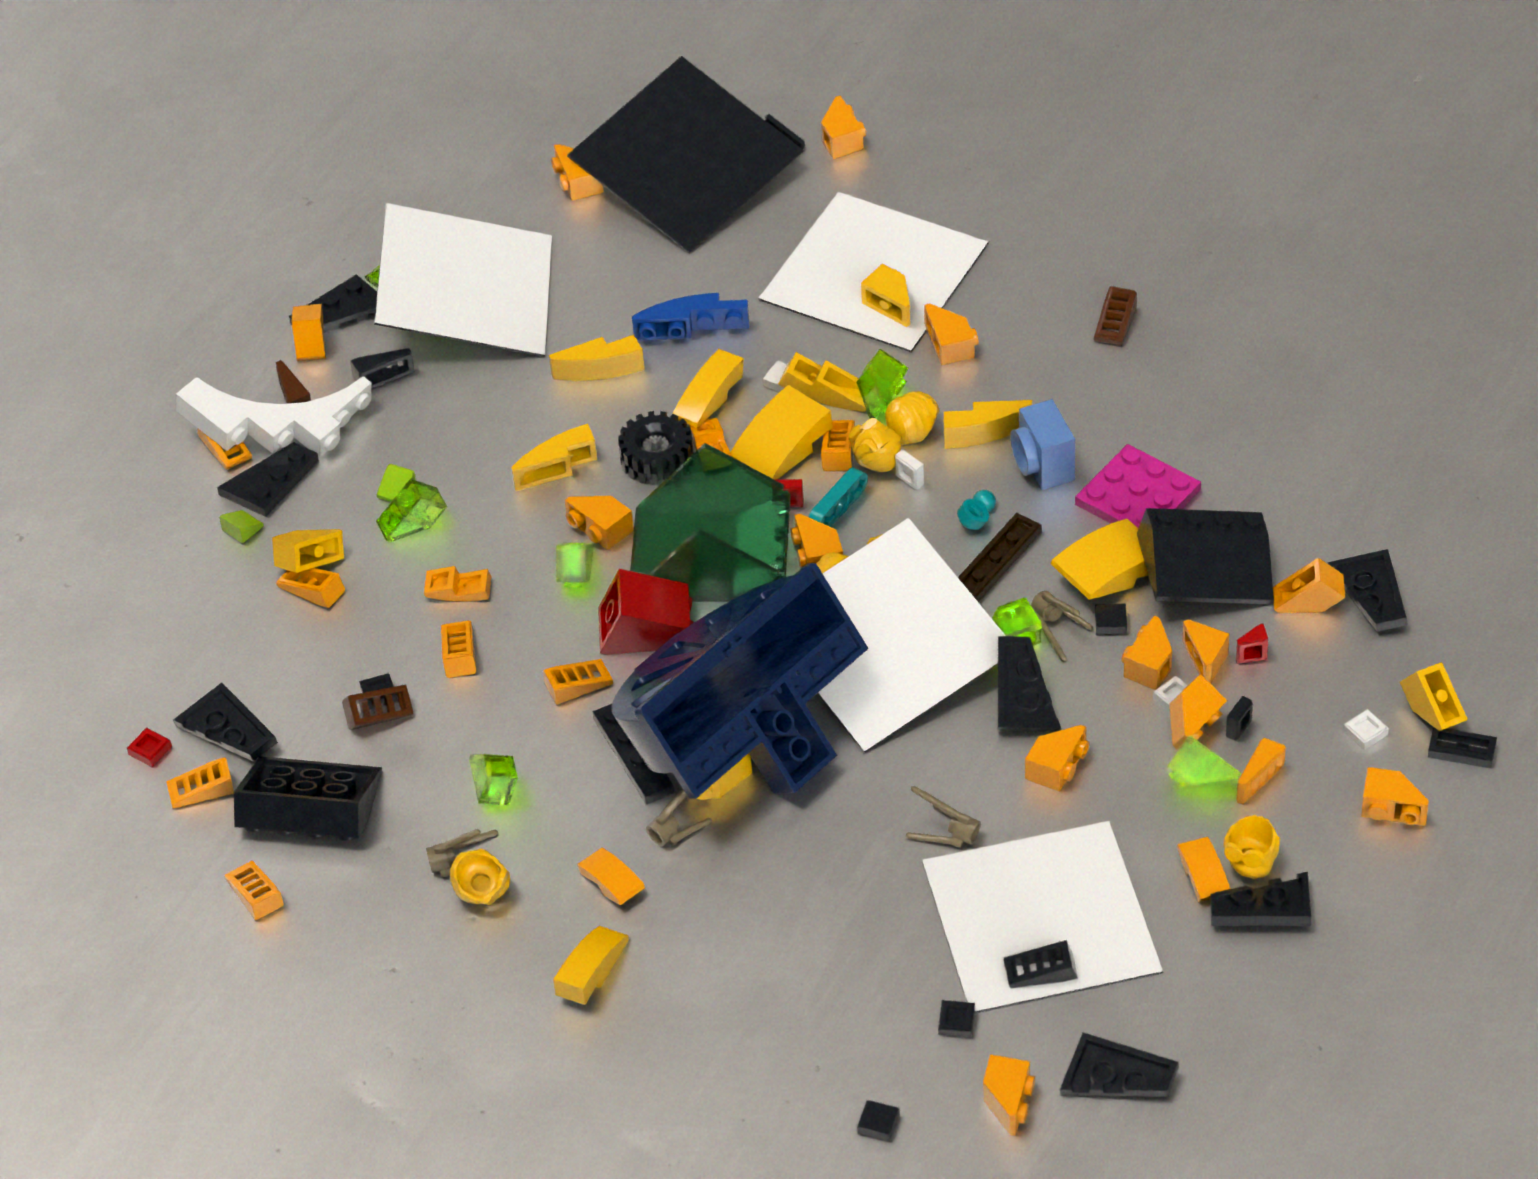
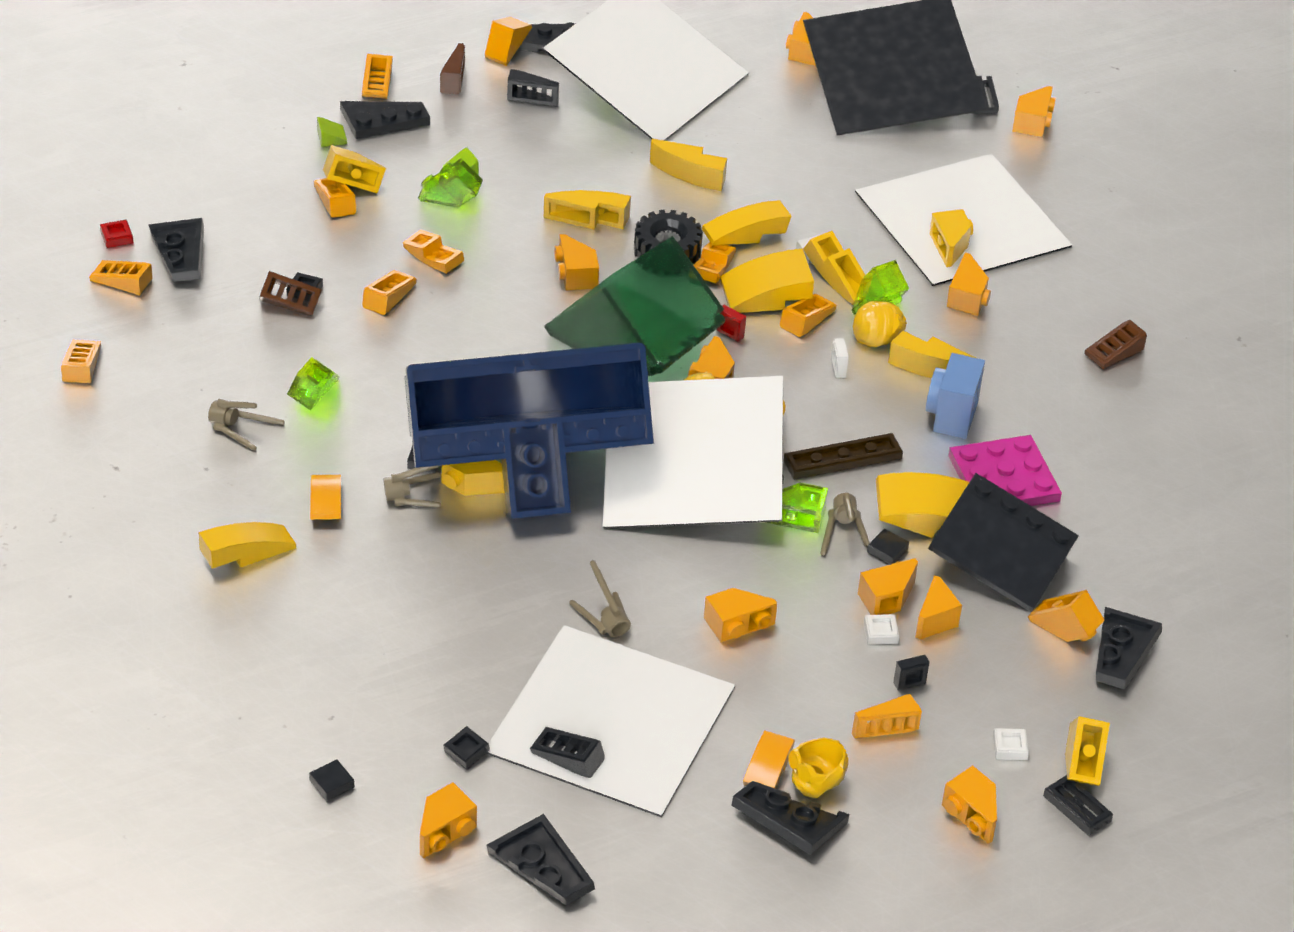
camera: 30 degrees right, 5 degrees down
(272, 425) = (417, 82): white arch -> none
(306, 797) = (177, 322): black slope -> none
(479, 877) = (229, 438): yellow hair -> none
(563, 689) = (437, 350): light orange slope -> none
(573, 563) = (525, 280): clear neon green slope -> none
(642, 613) = (535, 329): red slope -> none
(696, 312) = (783, 168): blue slope -> none
(840, 497) = (781, 346): teal beam -> none
(875, 445) = (825, 323): yellow hair -> none
(975, 511) = (858, 414): teal plate -> none
(1022, 692) = (758, 549): black wing -> none
(1193, 708) = (881, 642): light orange slope -> none
(1199, 765) = (838, 682): clear neon green slope -> none
(1252, 645) = (978, 628): red slope -> none

